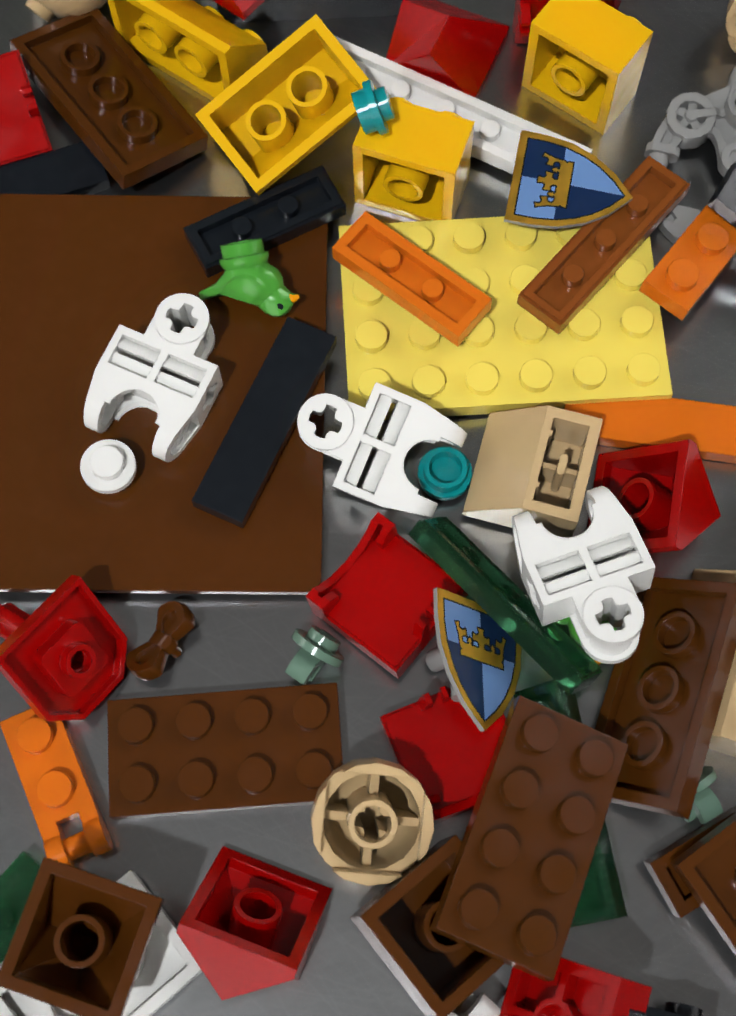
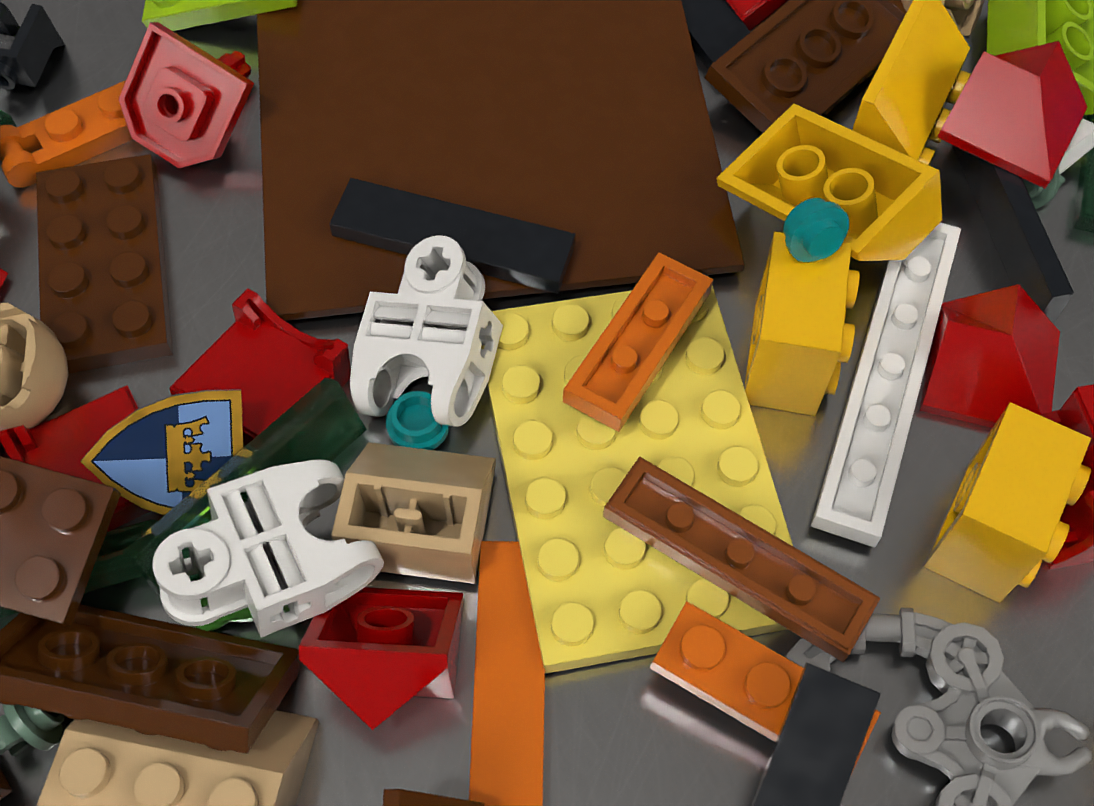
camera: 80 degrees right, 10 degrees down
(108, 466) = (383, 108): white plate -> none
(149, 659) = (197, 181): reddish brown piece -> none
(159, 373) = (483, 131): white piece -> none
(251, 279) = (612, 192): bright green animal -> none
(273, 216) = (696, 205): black tile -> none
(316, 650) = (199, 315): sand green plate -> none
(560, 185) = (801, 487): shield -> none

